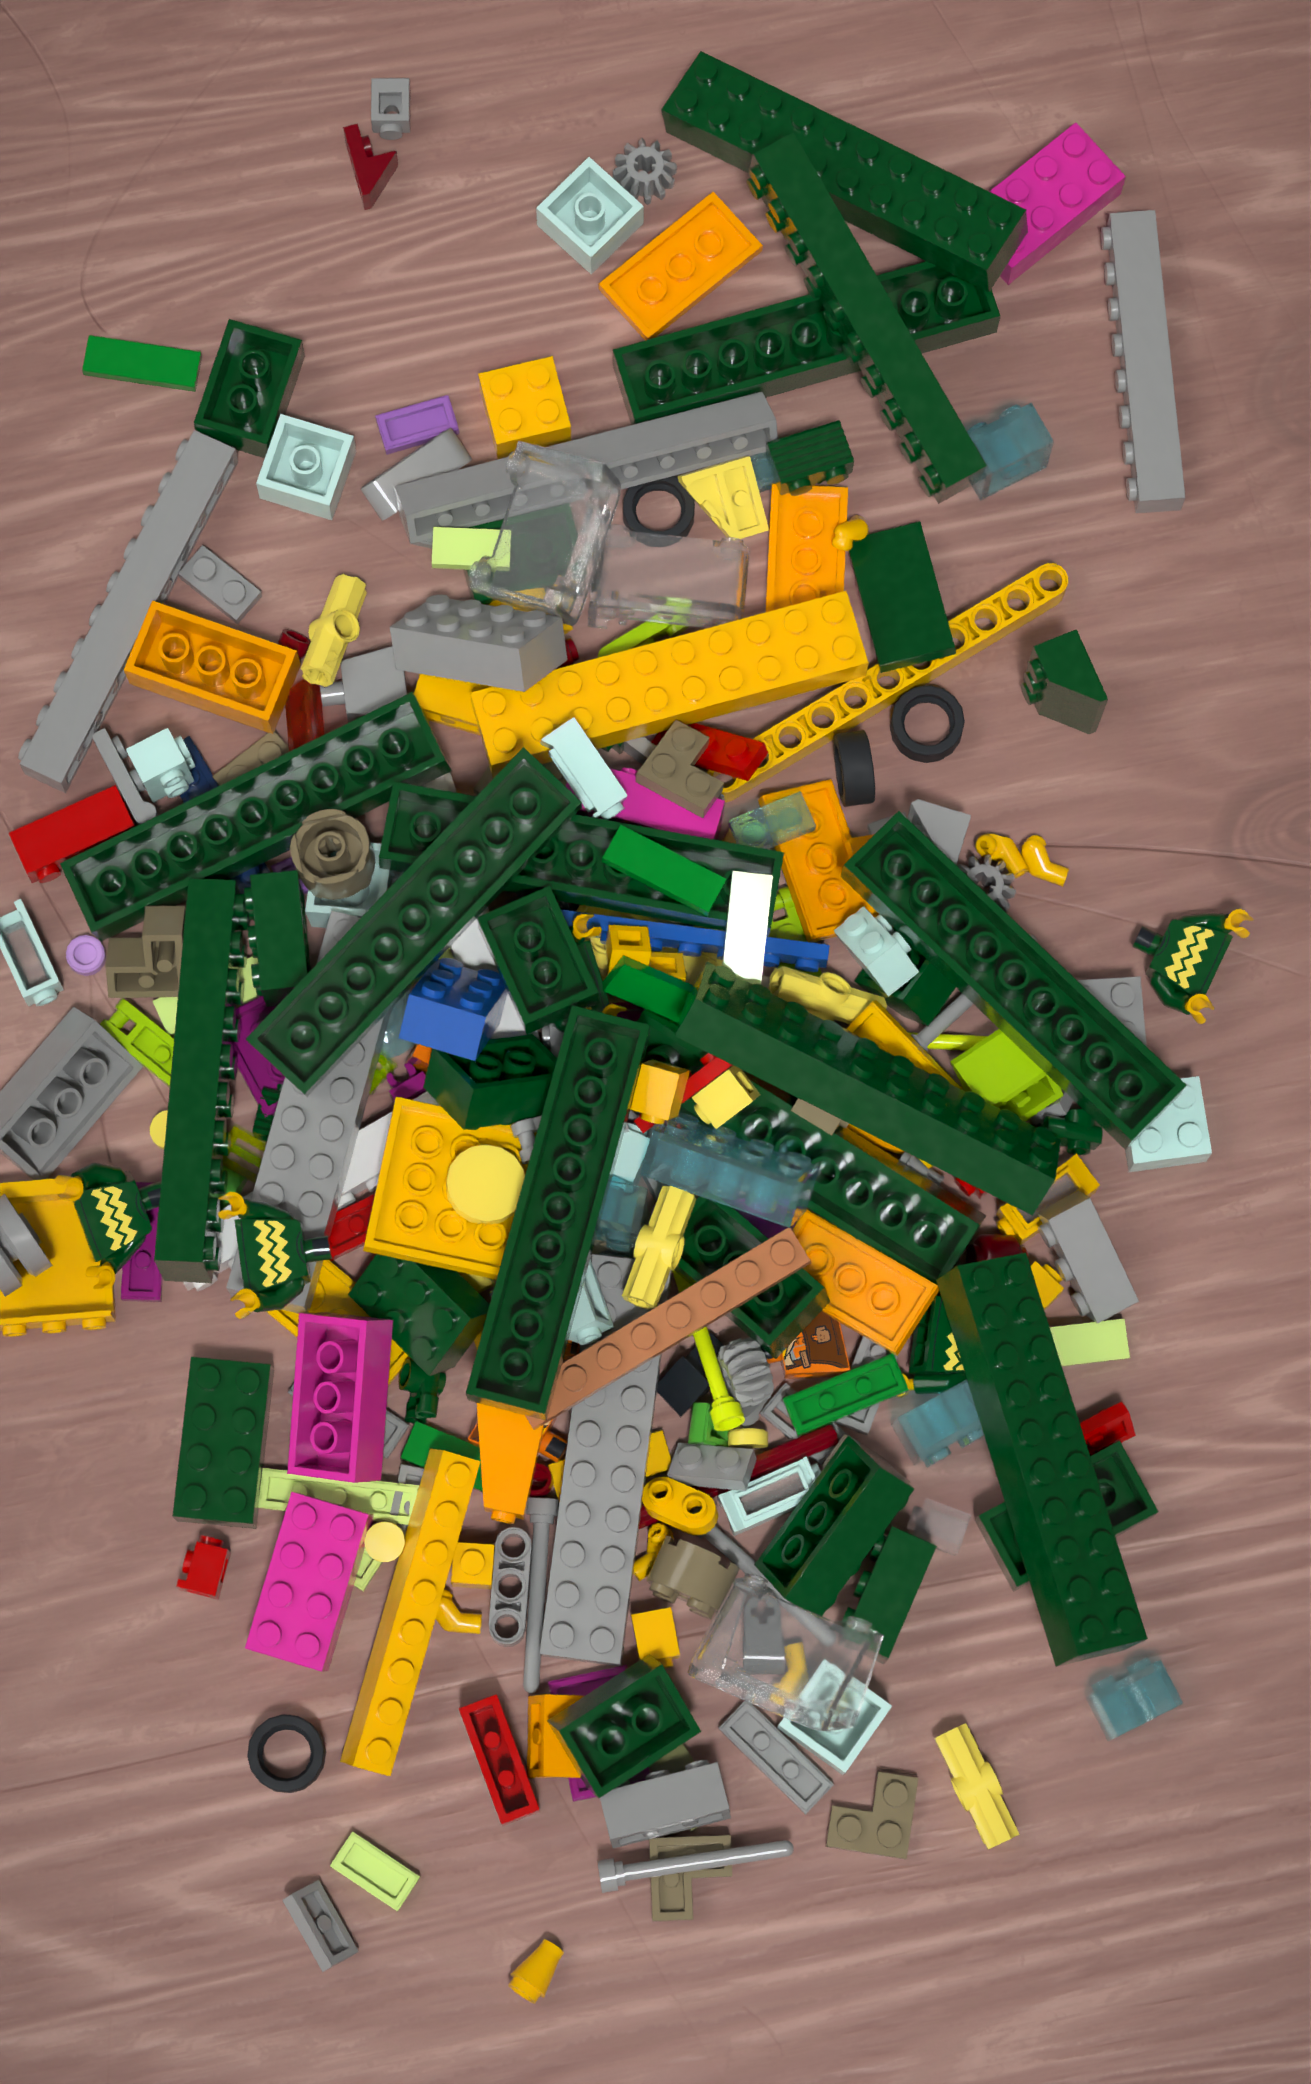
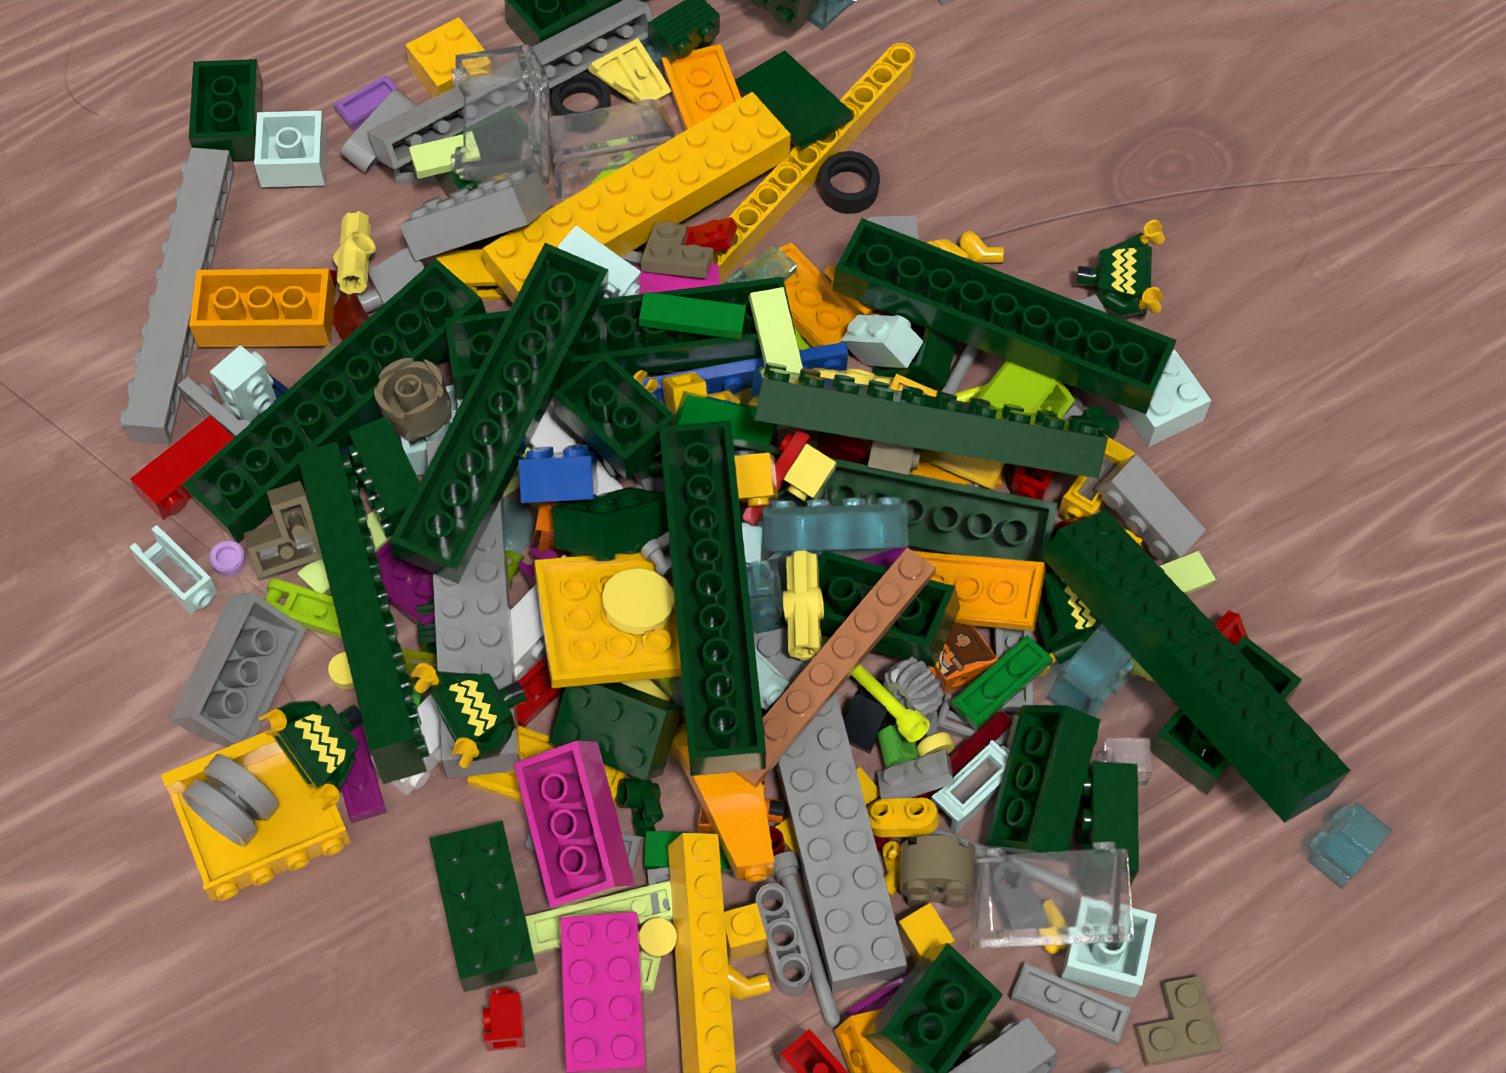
camera: 20 degrees left, 15 degrees down
(142, 363) = (133, 124): green tile -> none
(220, 584) = (247, 253): light grey plate -> none
(851, 530) = (734, 70): yellow arm -> none
(854, 768) = (807, 223): black tyre -> none
(976, 1786) = (1253, 964): light yellow piece -> none
(1064, 683) = (946, 111): dark green slope -> none

